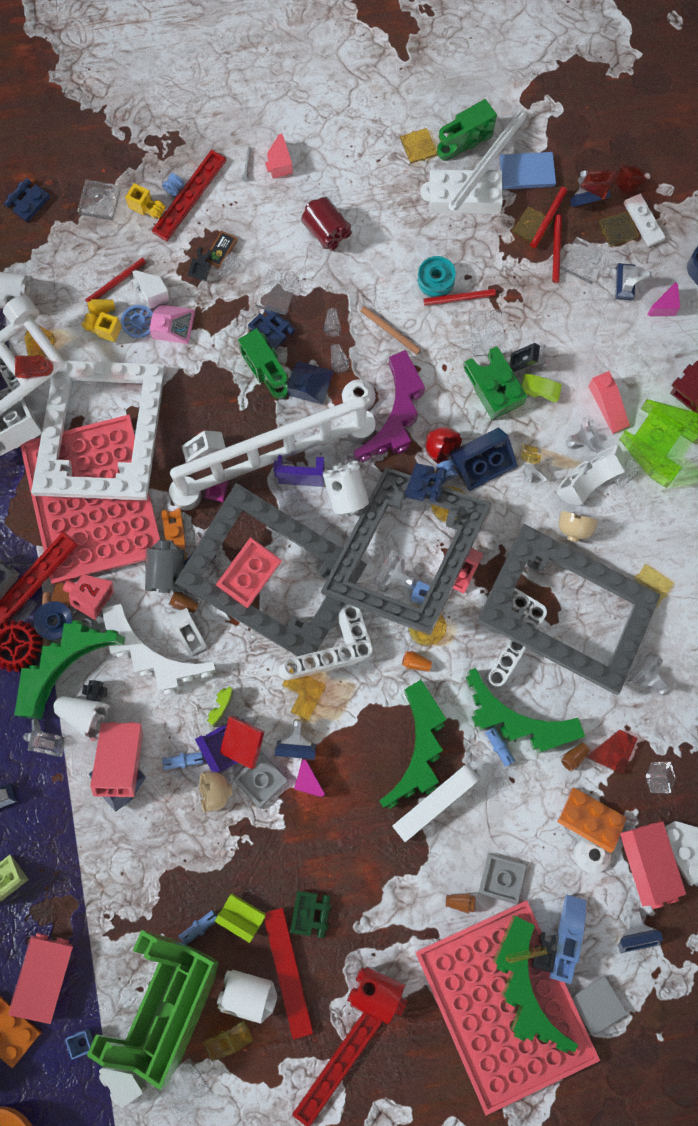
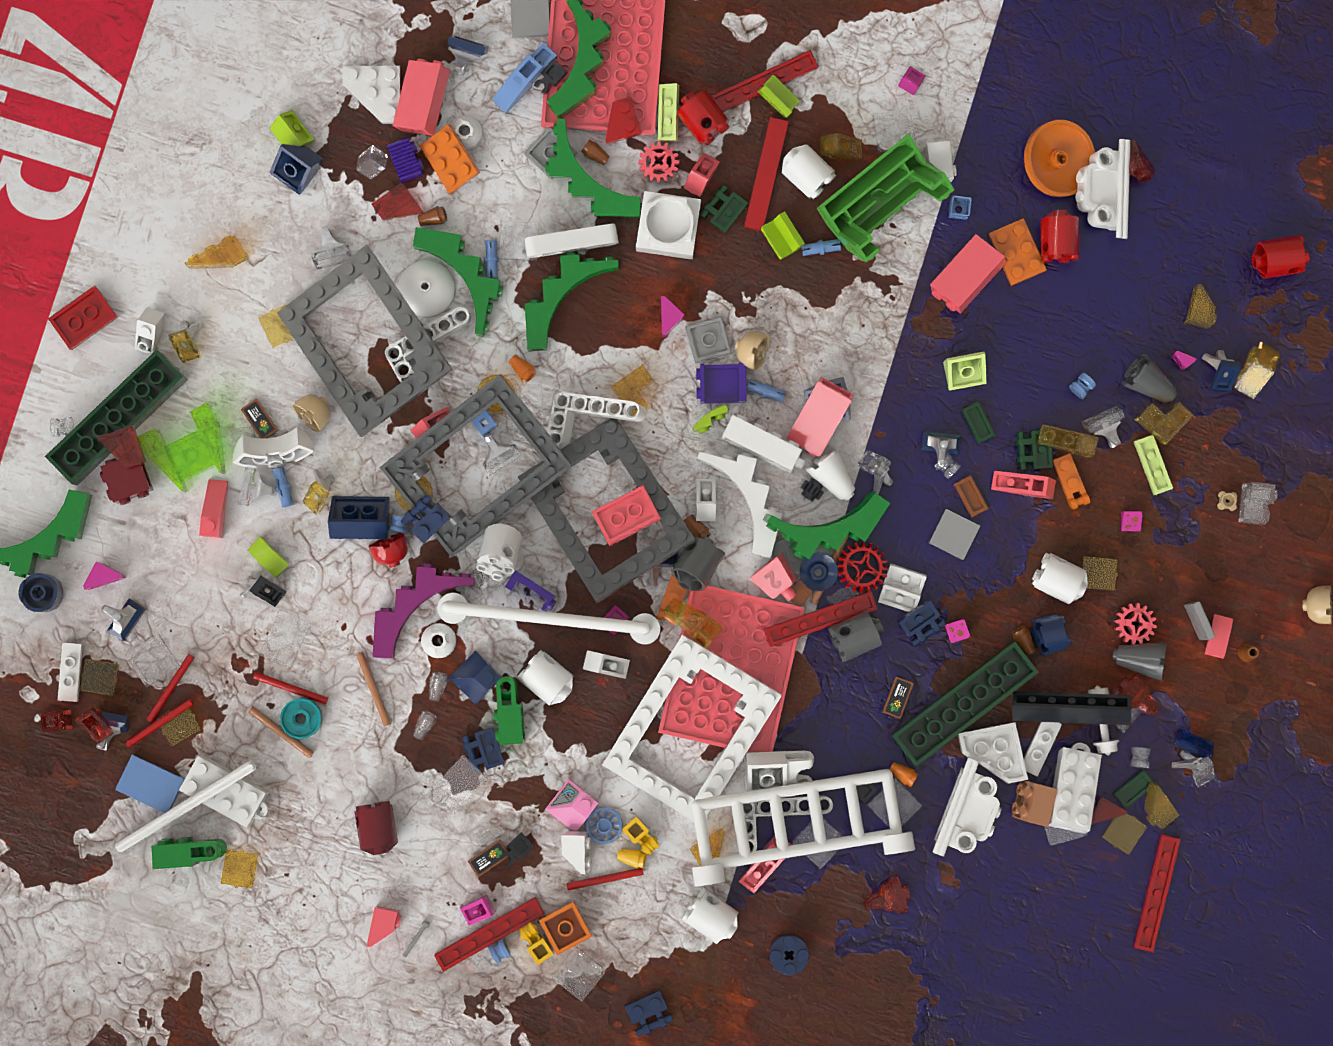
camera: 155 degrees left, 10 degrees up
(32, 366) = (726, 811): clear red piece -> none
(127, 225) = (565, 927): none -> orange brick
(143, 516) = (693, 621): none -> clear yellow slope
(156, 706) = (763, 444): none -> white piece
(206, 207) = (478, 910): none -> dark pink slope
(242, 742) = (707, 376): red tile -> none
(247, 407) = (547, 679): none -> white cylinder
(296, 744) = (663, 352): piece -> none
(315, 1060) = (778, 96): none -> lime panel
(349, 937) = (701, 174): none -> coral slope
(354, 868) = (668, 225): none -> white container
(409, 930) = (664, 156): none -> coral gear
(414, 982) = (667, 112): none -> yellowish green plate
(452, 947) = (622, 121): none -> red wing
(455, 261) = (279, 731): none -> nougat bar
(481, 872) = (582, 185): none -> green arch
(495, 379) = (311, 587): green brick -> none
(526, 954) = (567, 80): clear yellow piece -> none
(533, 698) = (437, 296): none -> white dish
(563, 450) = (283, 487): none -> medium blue pin
(618, 496) = (259, 419): none -> tile
(631, 796) = (405, 161): none -> dark purple brick

